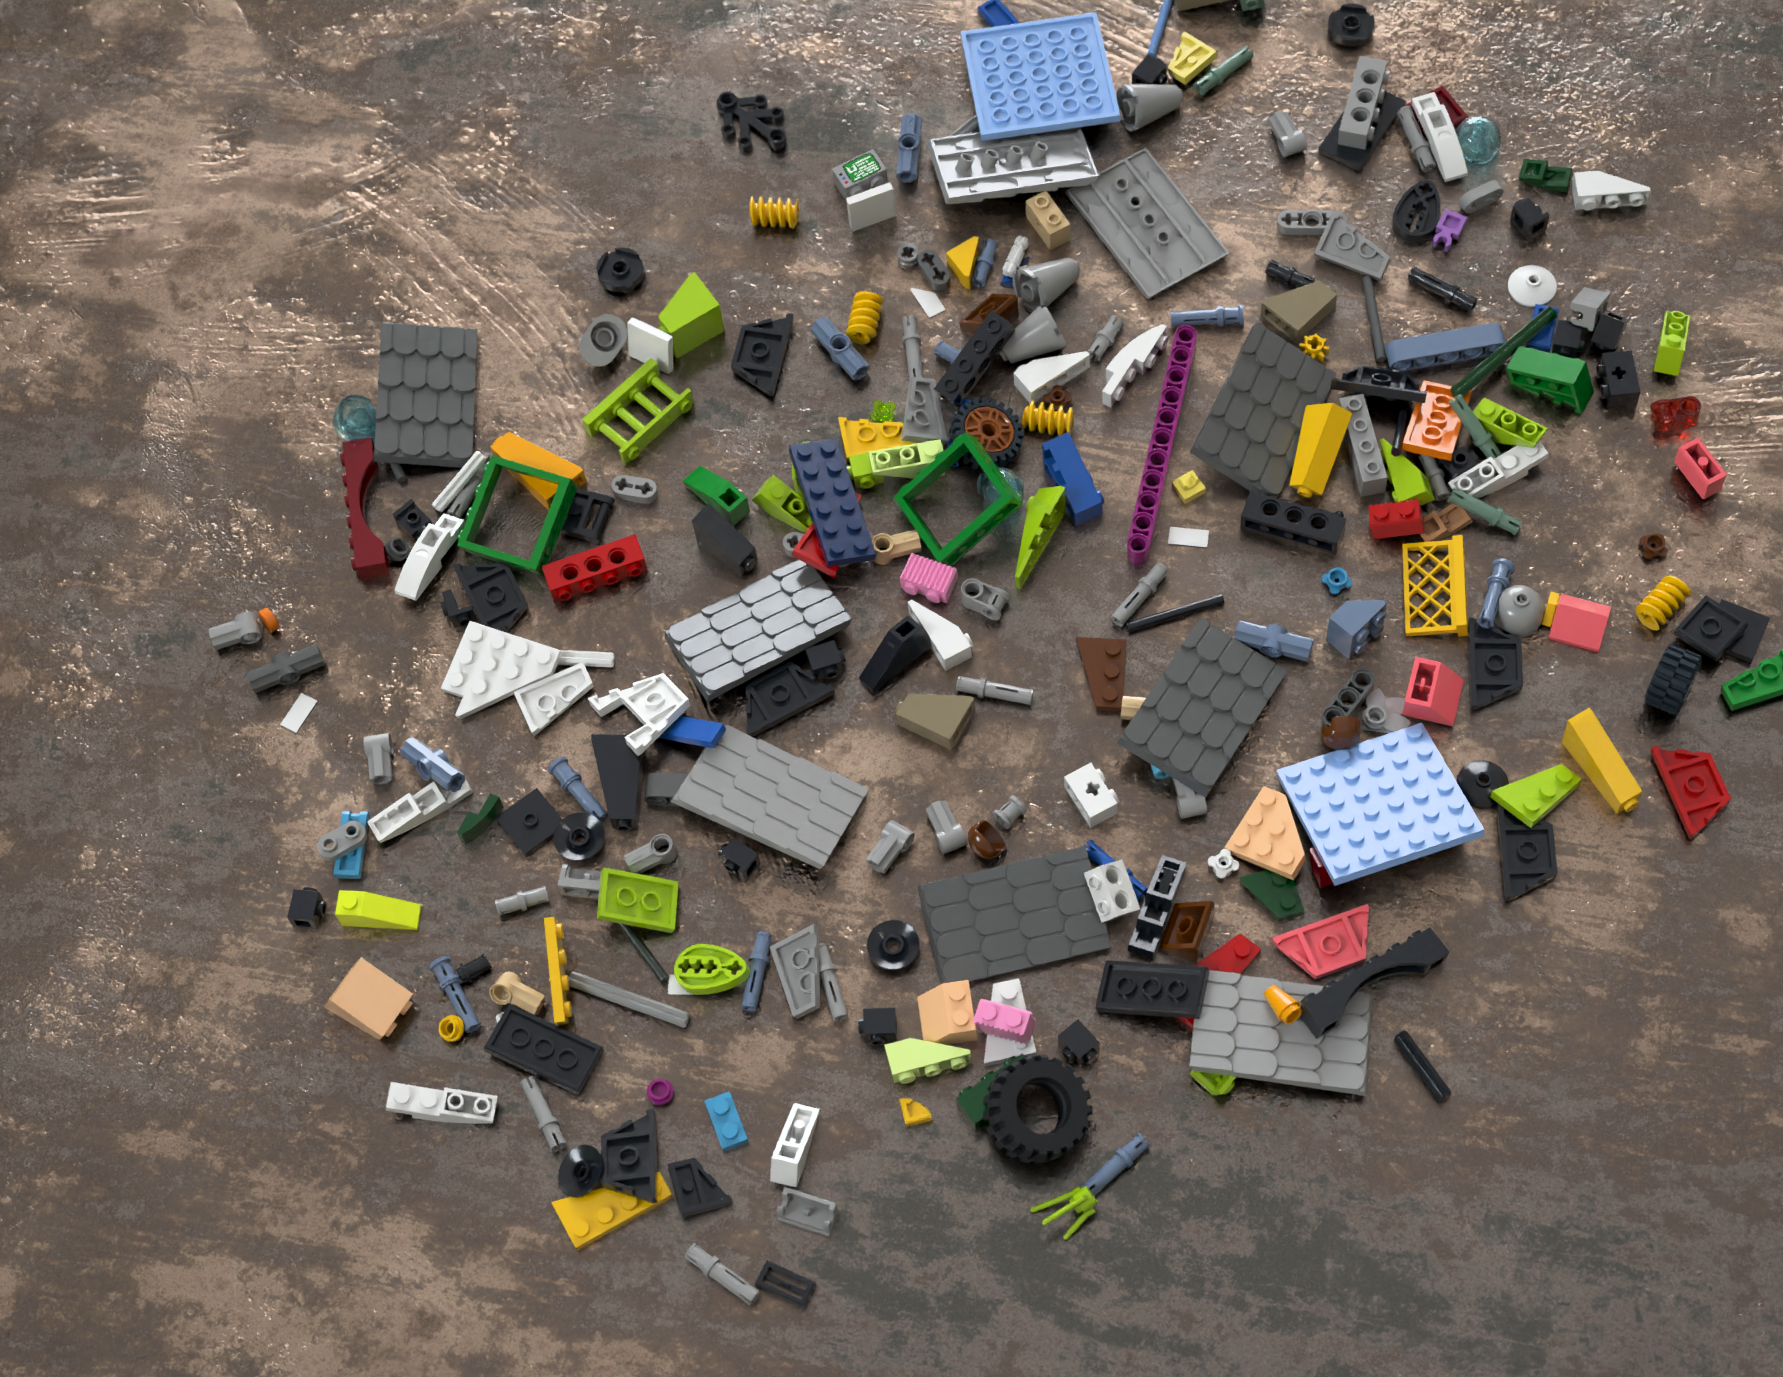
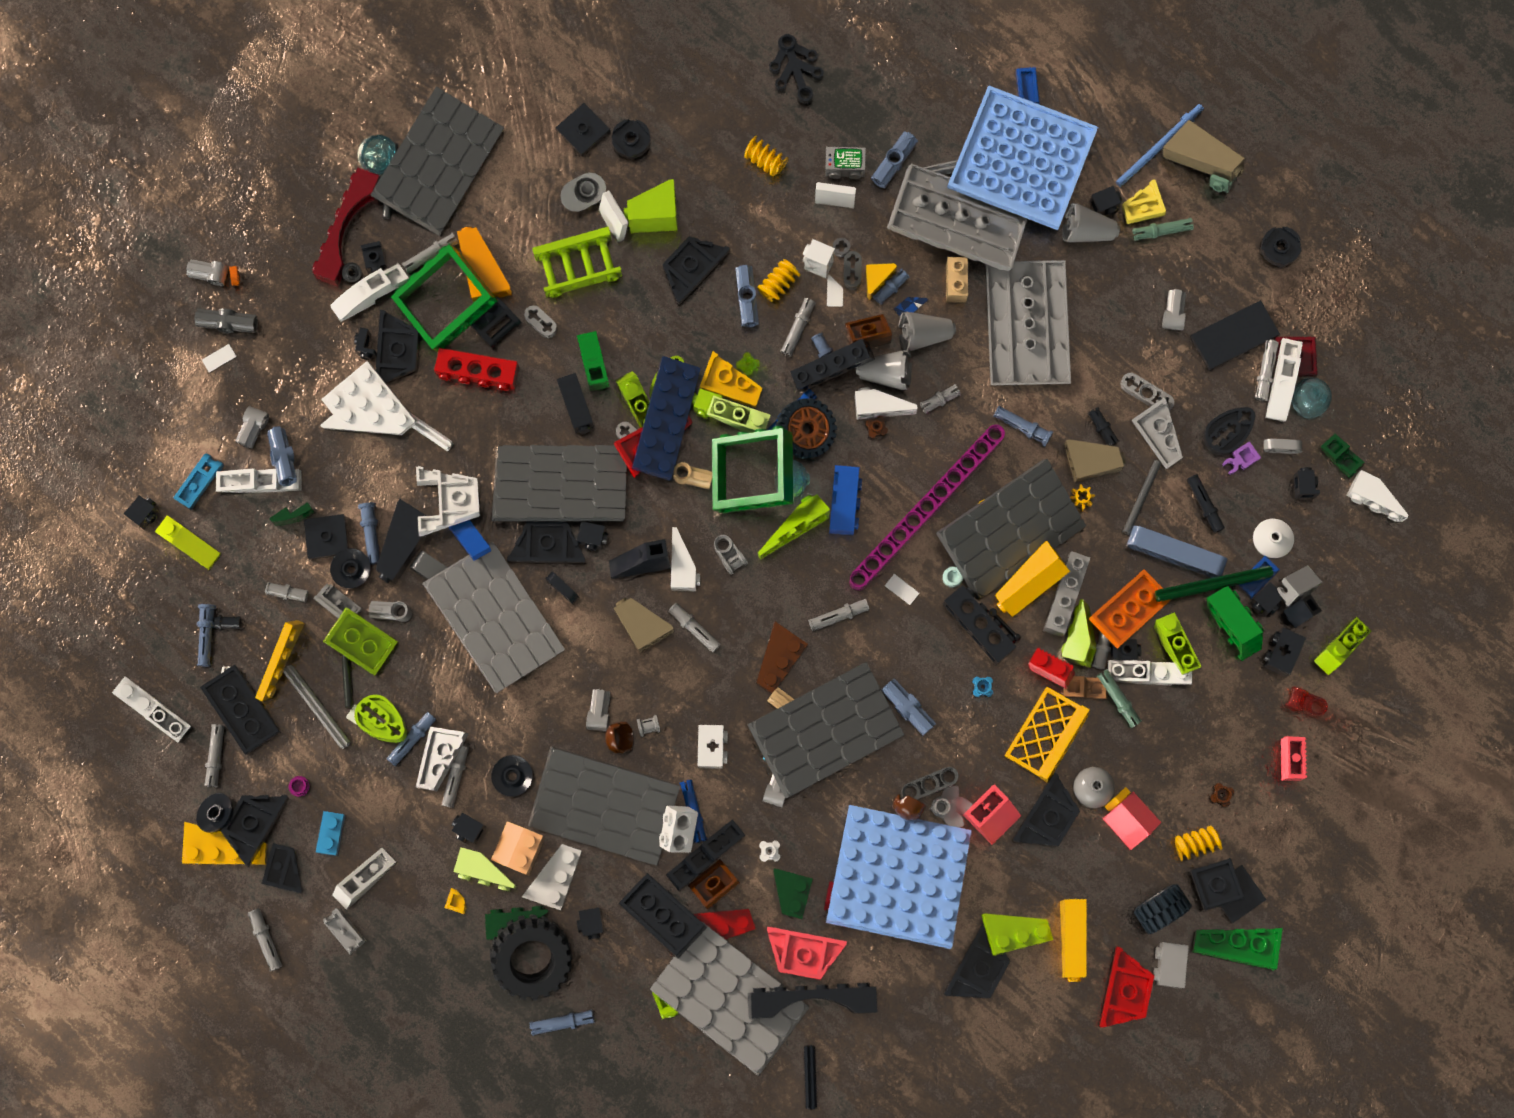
camera: 25 degrees right, 15 degrees up
(342, 841) = (190, 477): light grey plate -> none
(369, 999) = (145, 605): light nougat slope -> none
(446, 1026) = (188, 657): yellow plate -> none
(459, 481) = (421, 245): white axle -> none
(511, 990) = (241, 655): tan piece -> none
(552, 696) = (392, 450): white wing -> none
(563, 289) = (583, 129): none -> black plate
(739, 859) = (446, 650): black brick -> none
(806, 1294) = (318, 981): black tile -> none
(826, 729) = (562, 588): none -> black beam
(892, 272) = (818, 258): none -> white brick
(892, 841) = (558, 699): light grey piece -> none
(923, 413) = (773, 384): light grey wing -> none
(928, 578) = (700, 515): bright pink brick -> none
(1004, 1021) = (548, 880): bright pink brick -> none
(1015, 256) = (916, 294): white axle -> none
(1048, 418) = (858, 440): yellow piece -> none
(1082, 1200) = (524, 1036): lime plant -> none
(1133, 358) = (952, 427): white slope -> none
(1175, 613) = (855, 643): black bar -> none
(1188, 487) = (925, 551): light yellow tile -> none
(1233, 495) = (952, 577): none -> light aqua tile
(1269, 835) = (813, 851): light nougat plate -> none
(1283, 1005) = (739, 983): light orange cone -> none
(1355, 625) = (969, 732): sand blue slope -> none
(1362, 102) = (1264, 295): light grey brick -> none
(1380, 382) = (1110, 554): black wing -> none
(1399, 433) = (1097, 602): black bar -> none
(1476, 792) = (973, 898): black dish -> none
(1480, 436) = (1153, 639): sand green pin -> none
(1496, 584) = (1091, 759): sand blue pin -> none
(1720, 733) = (1171, 965): none -> light grey brick

